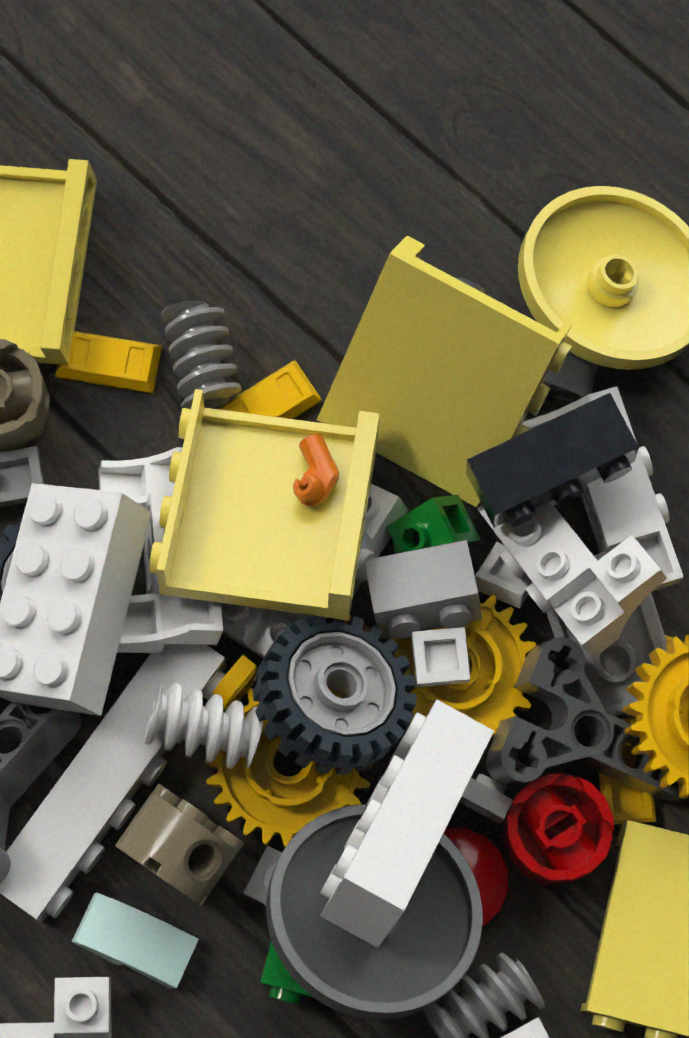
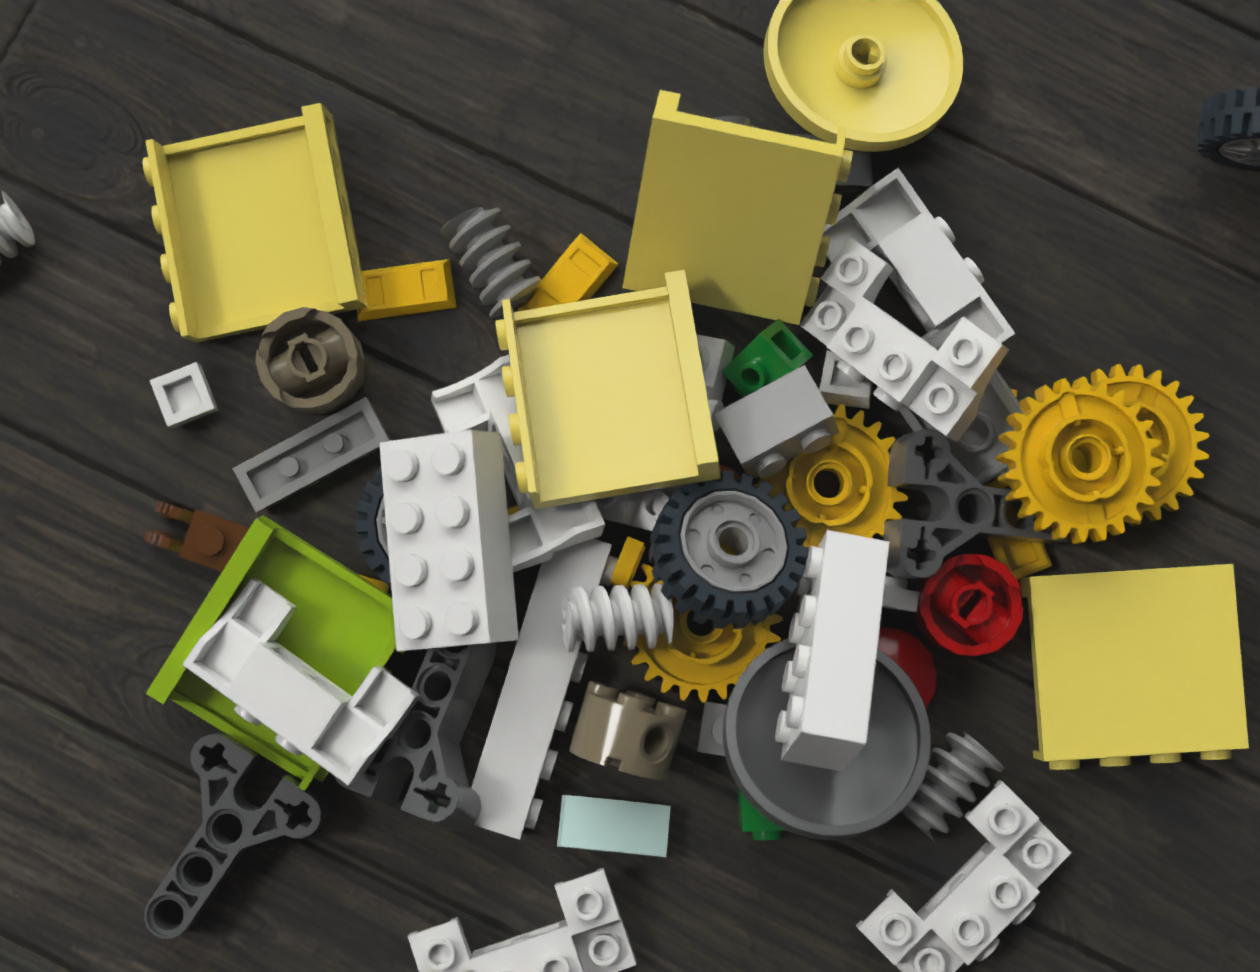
camera: 15 degrees left, 10 degrees up
(321, 474) = (647, 344): orange arm -> none
(440, 657) = (813, 482): white plate -> none
(552, 462) = (866, 267): black brick -> none

